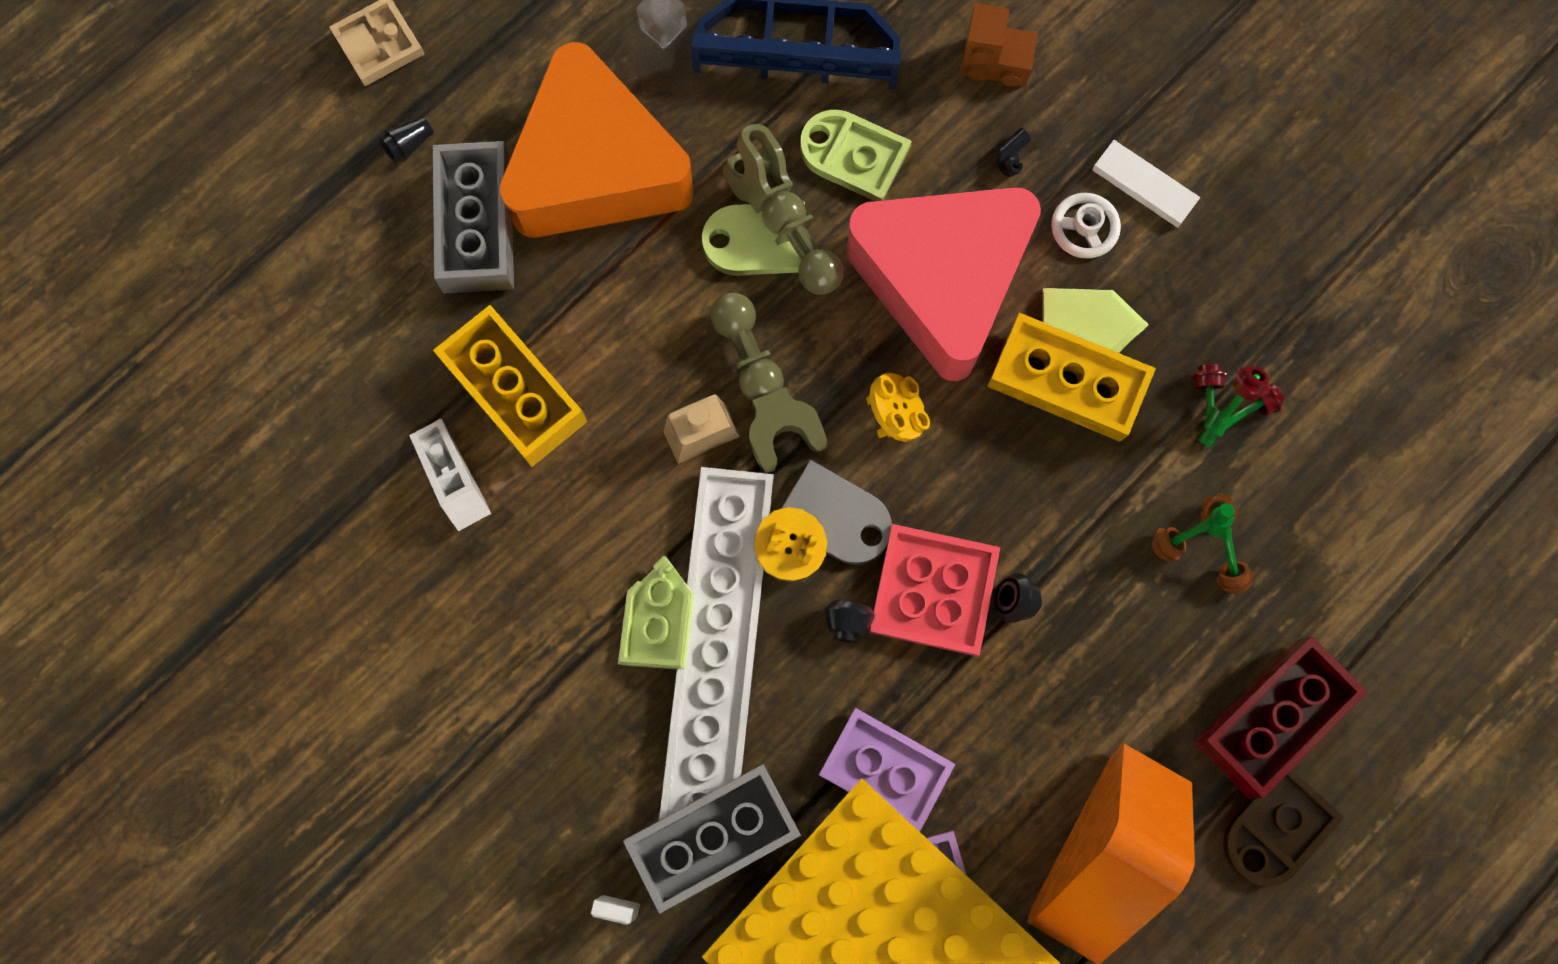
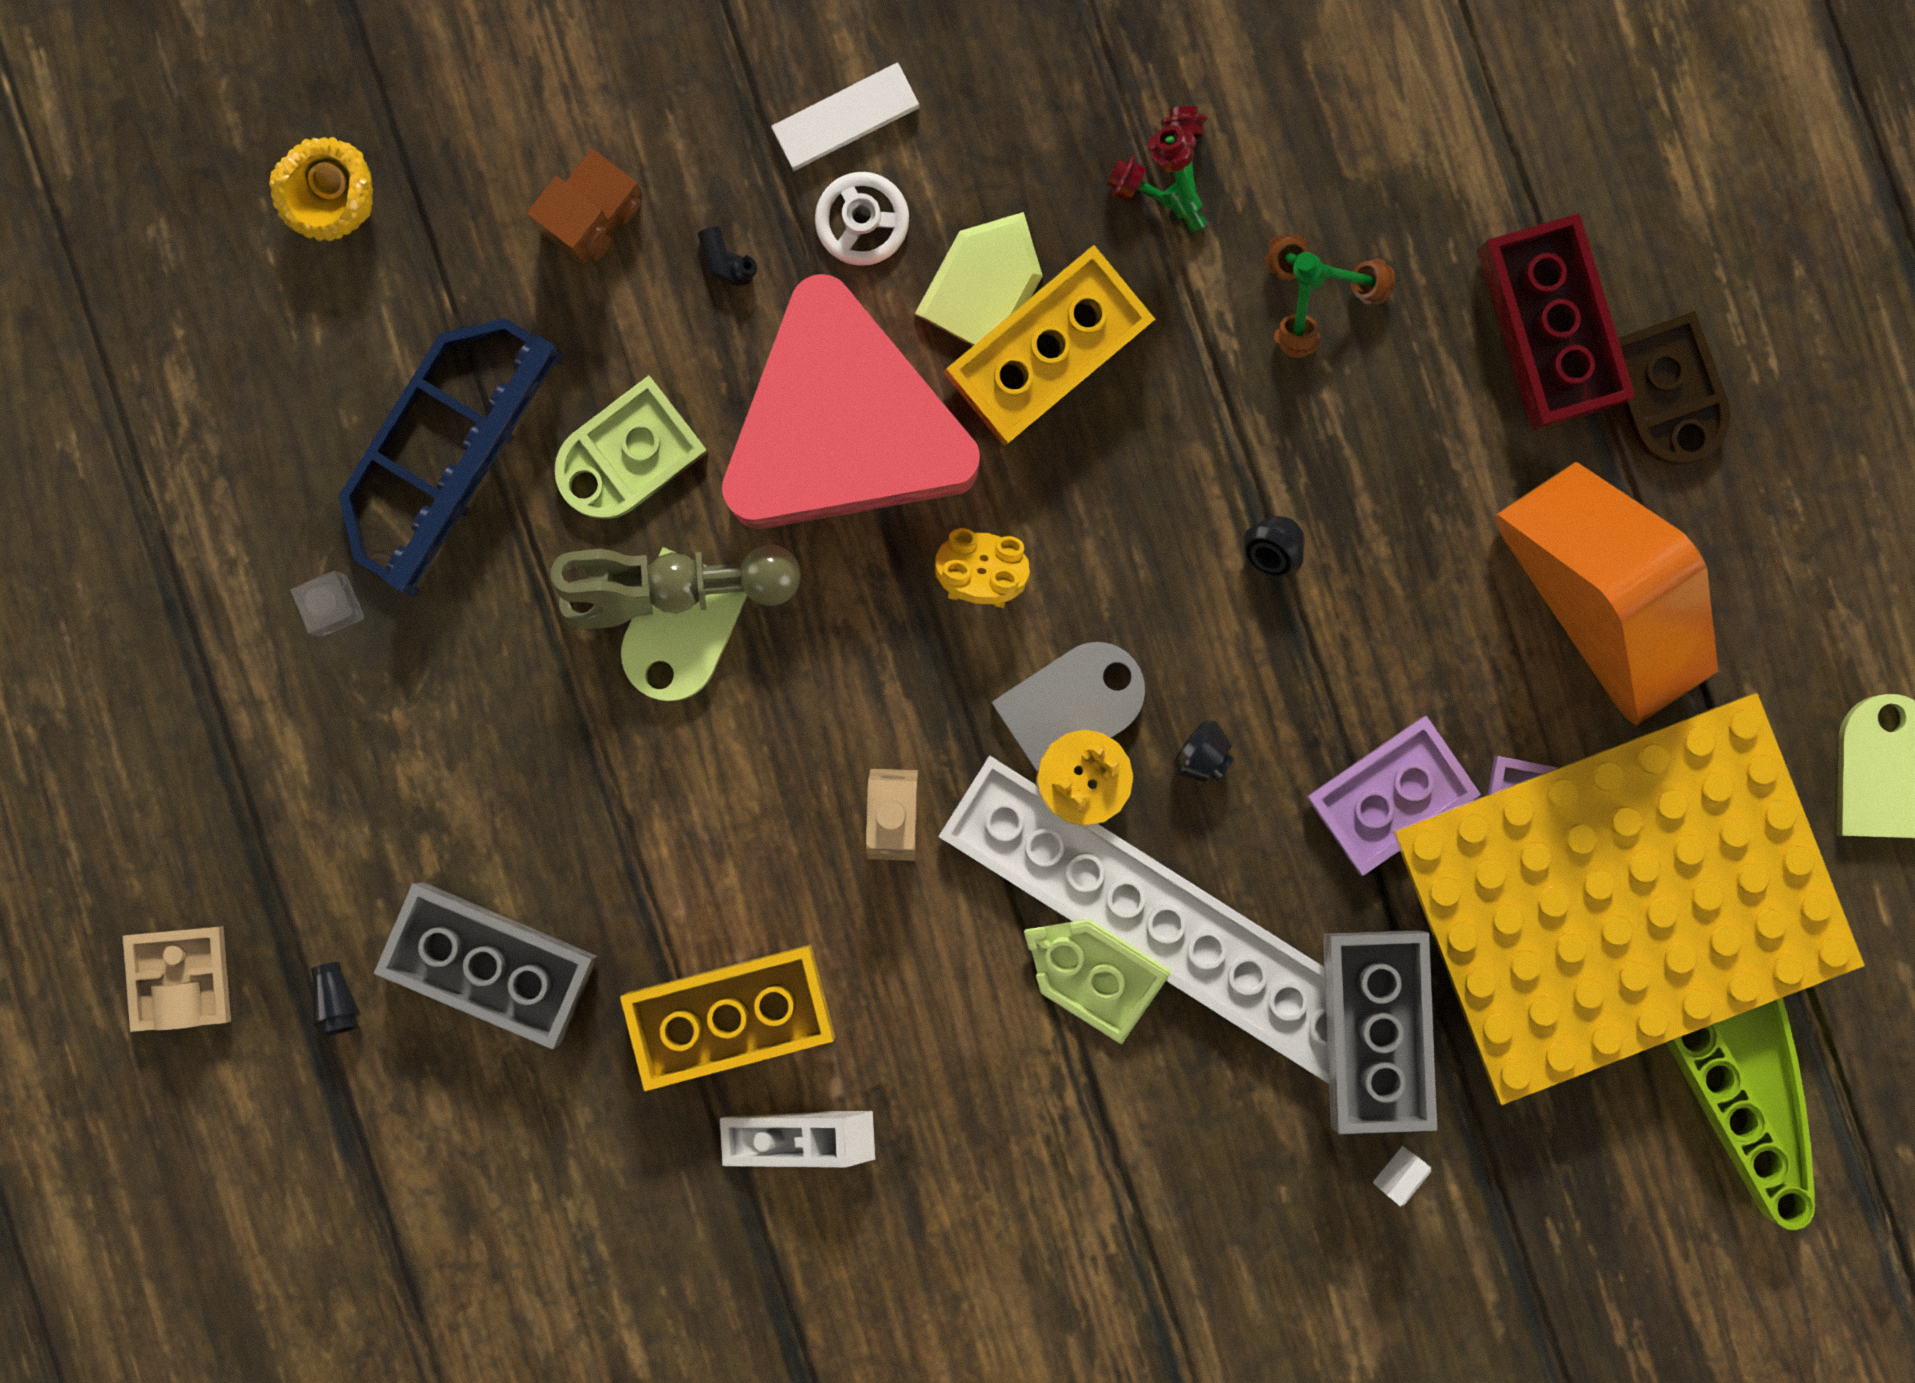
camera: 65 degrees left, 10 degrees up
(591, 153) = (475, 781): orange brick -> none
(763, 384) = (871, 713): olive piece -> none
(935, 590) = (1217, 635): coral plate -> none

